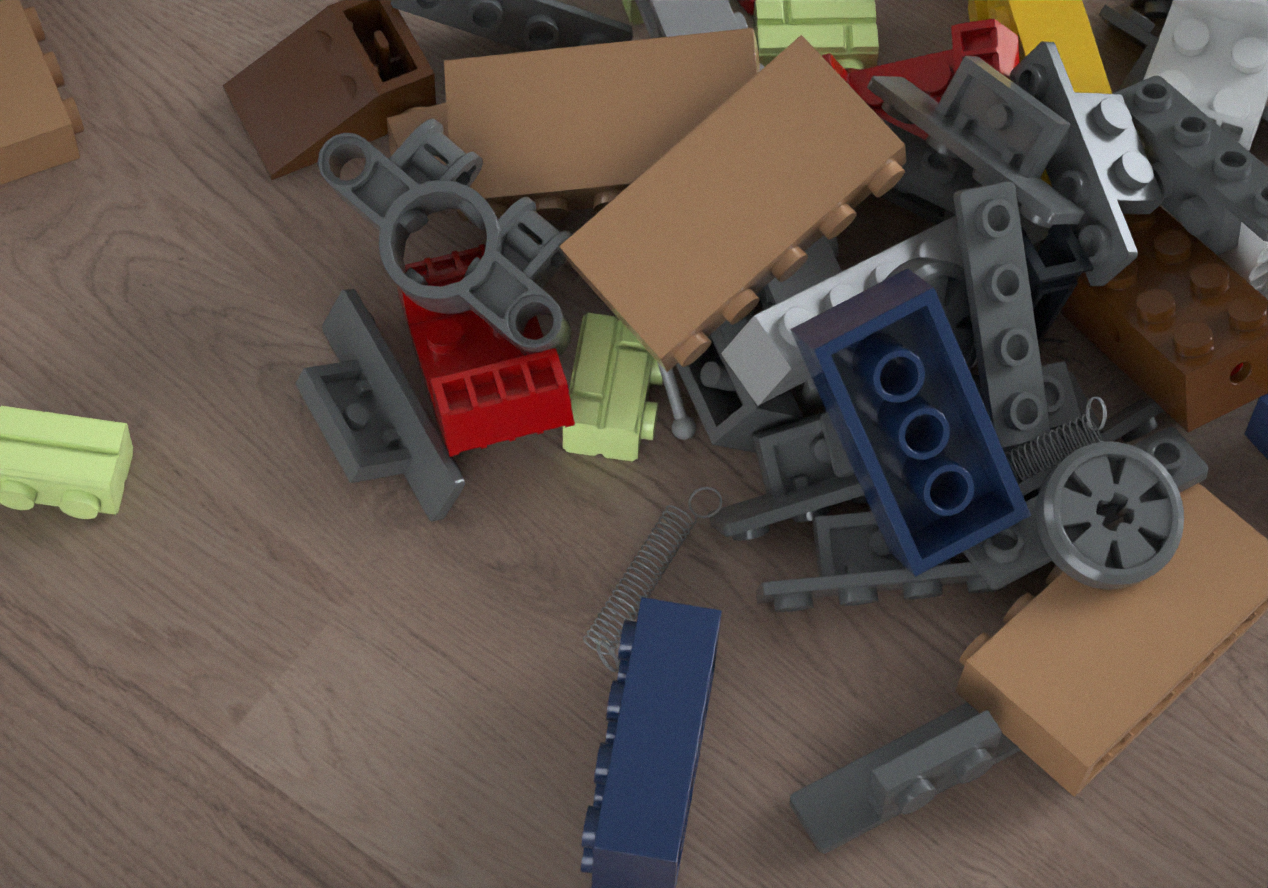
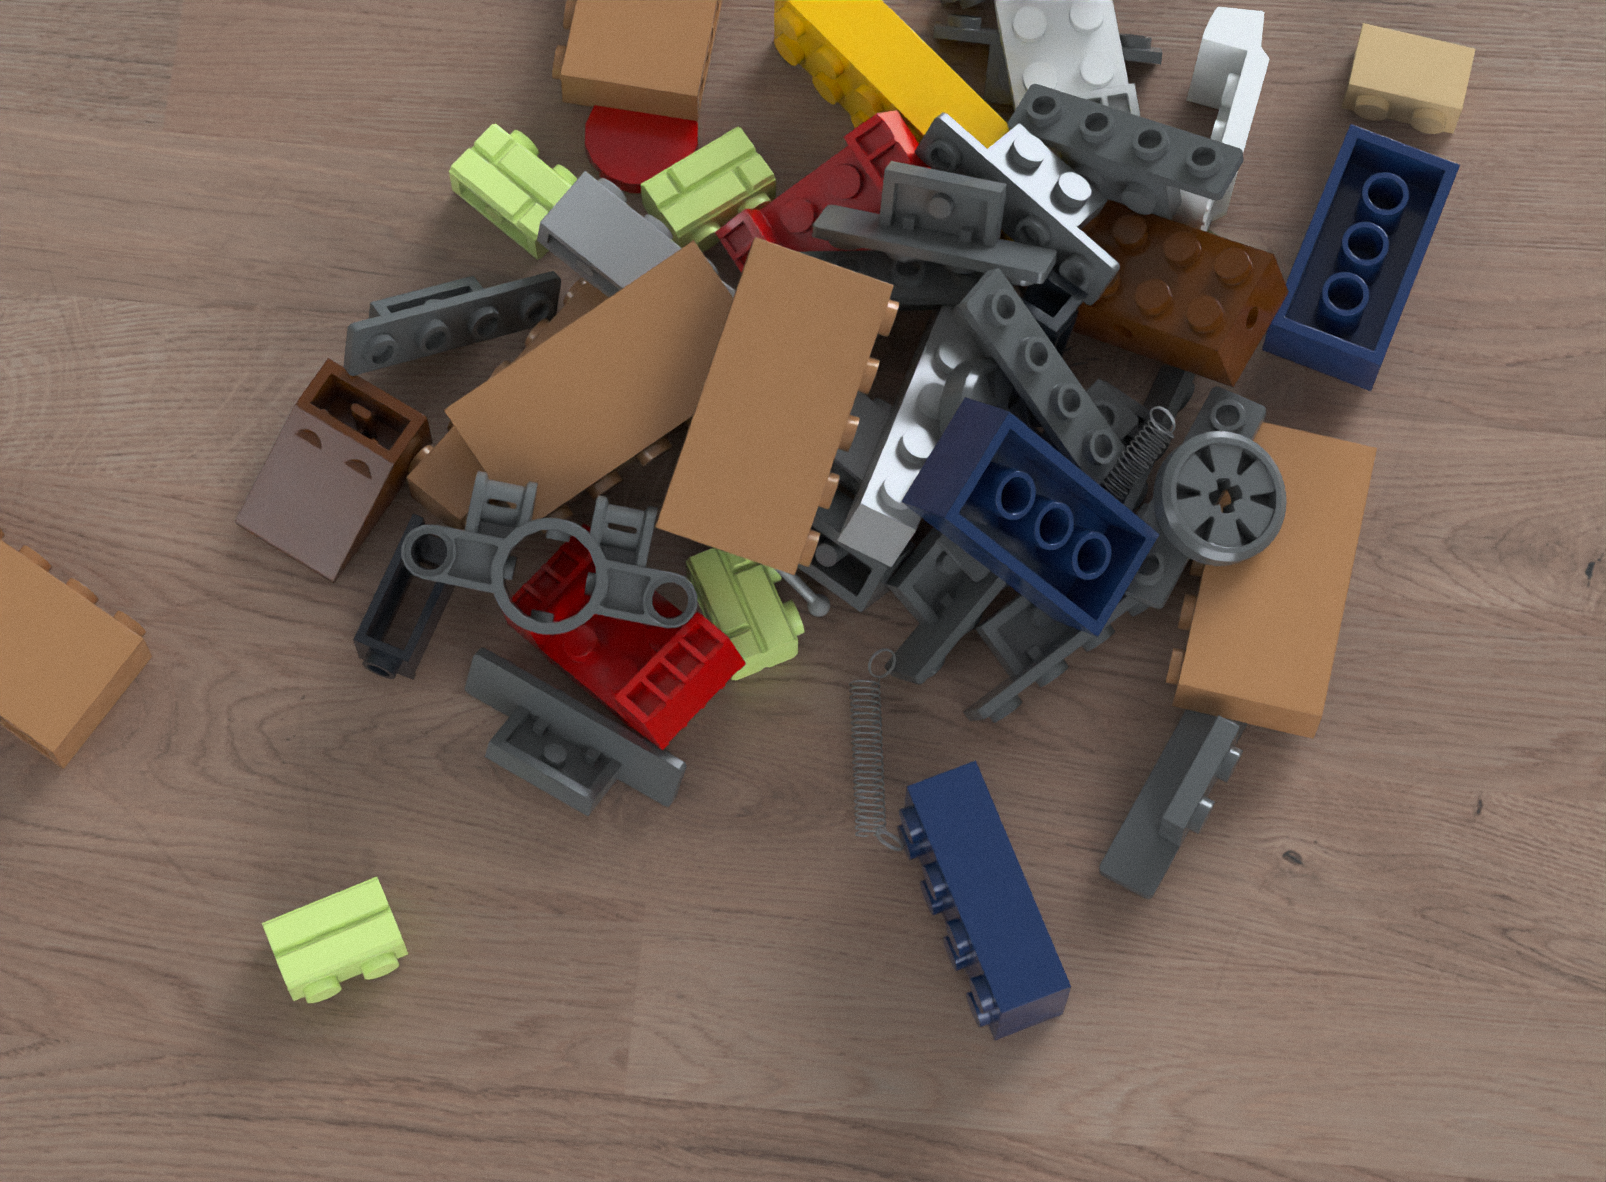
camera: 30 degrees left, 10 degrees up
(296, 219) = (382, 657): none -> black window

